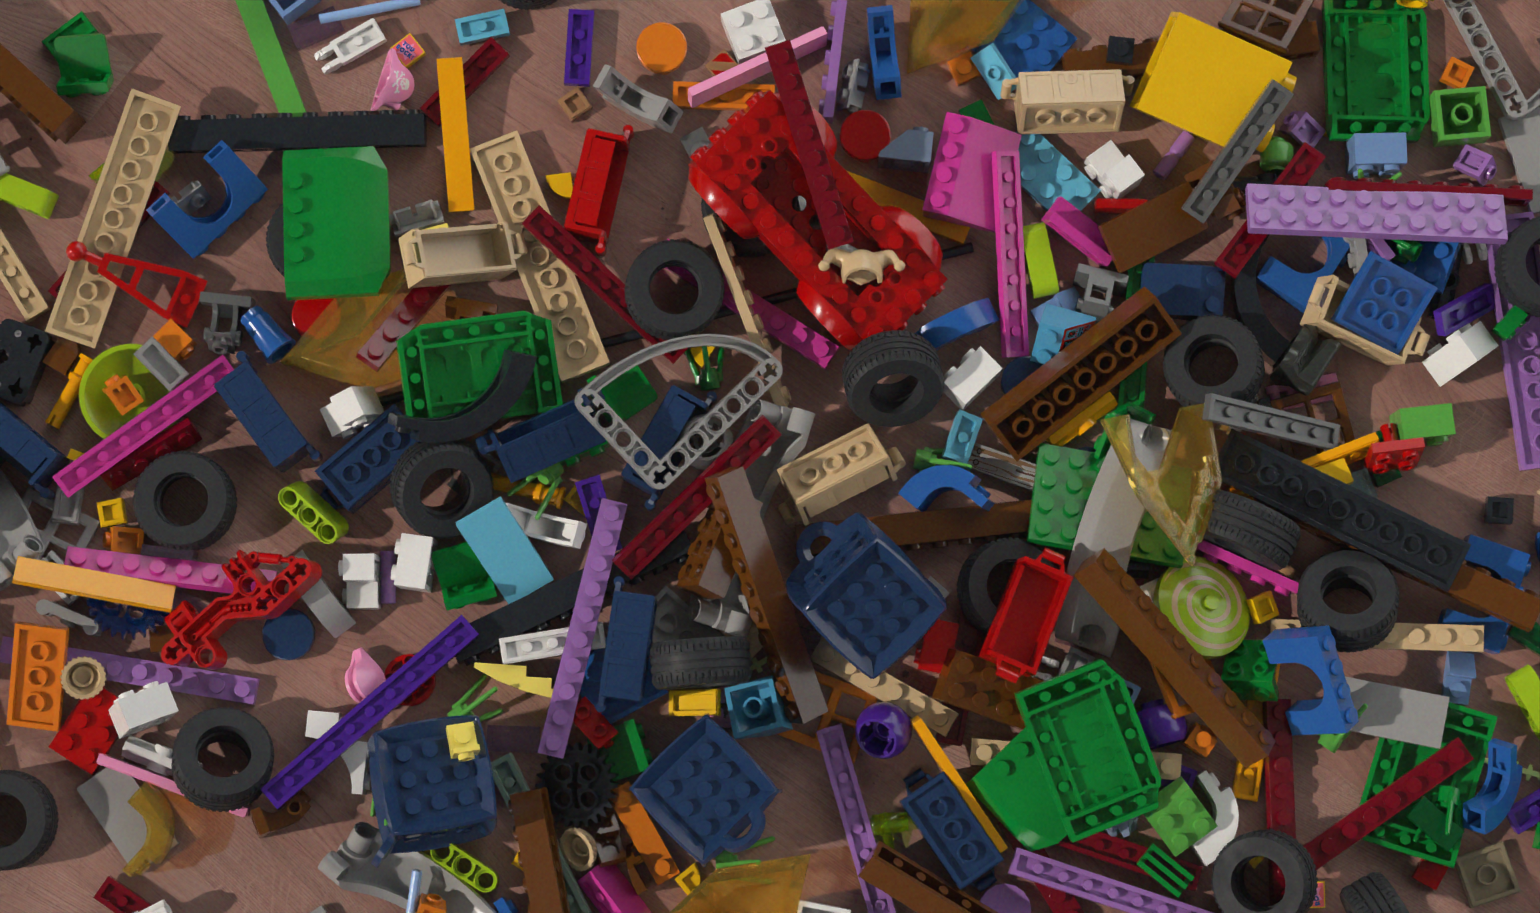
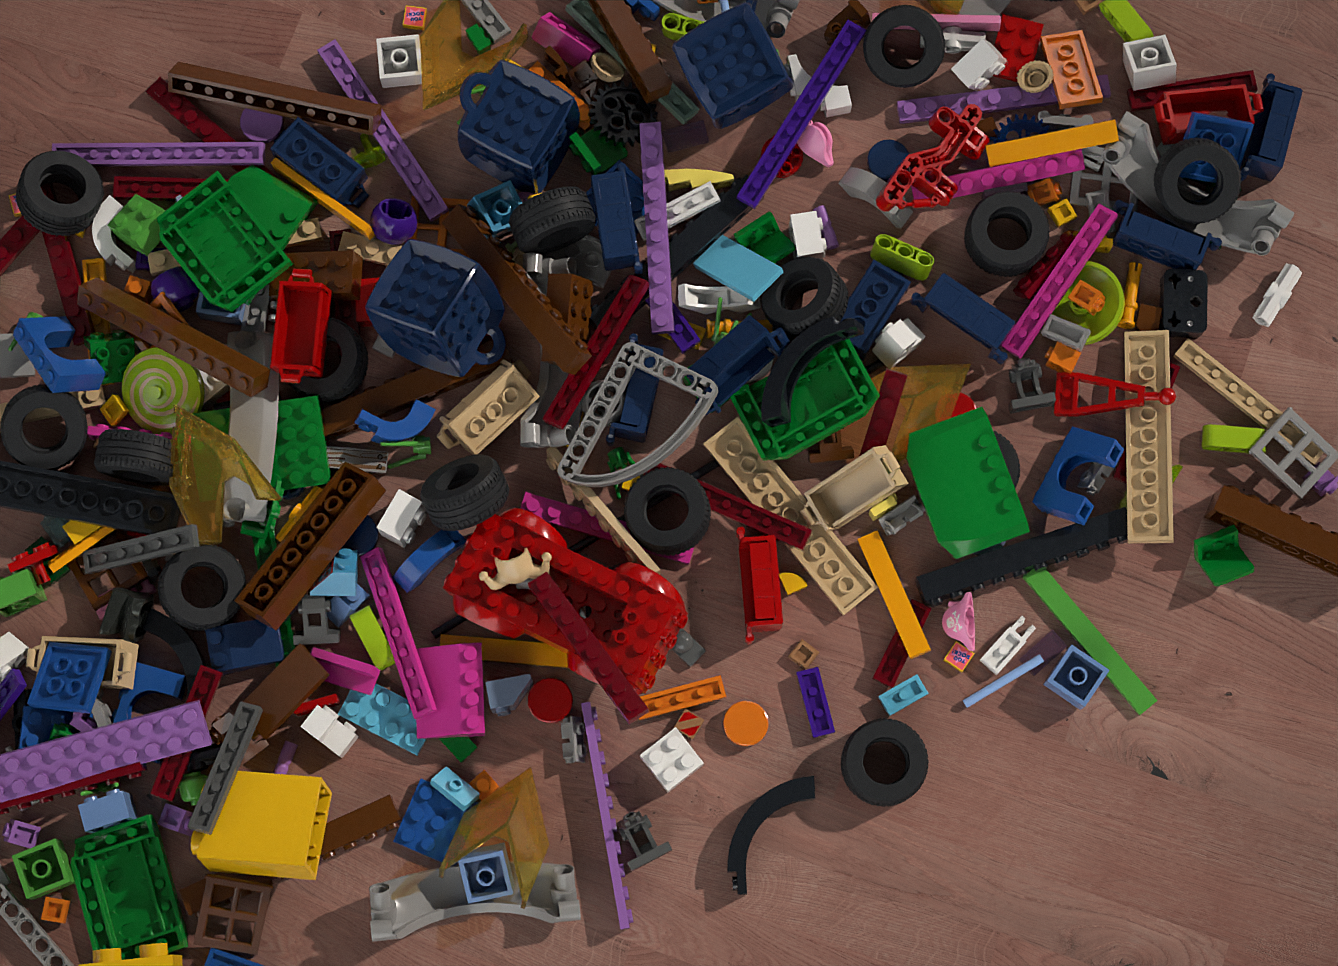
camera: 160 degrees right, 5 degrees down
(76, 26) = (1242, 588): green tile -> none
(267, 334) = (990, 385): blue plant -> none
(362, 580) = (845, 215): white brick -> none
(459, 709) = (729, 141): bright green plant -> none
(462, 741) = (716, 92): light yellow bracket -> none
(594, 724) = (618, 153): red hinge -> none
(628, 394) = (678, 416): green bracket -> none
(637, 102) = (750, 669): light grey arch -> none
(752, 69) = (640, 746): bright pink tile -> none
(883, 52) = (554, 771): blue arch -> none
(962, 437) = (396, 471): medium azure plate -> none
(1068, 100) = (383, 777): tan container -> none
(1120, 50) = (351, 835): black plate -> none
(1182, 884) = (125, 176): green tile -> none

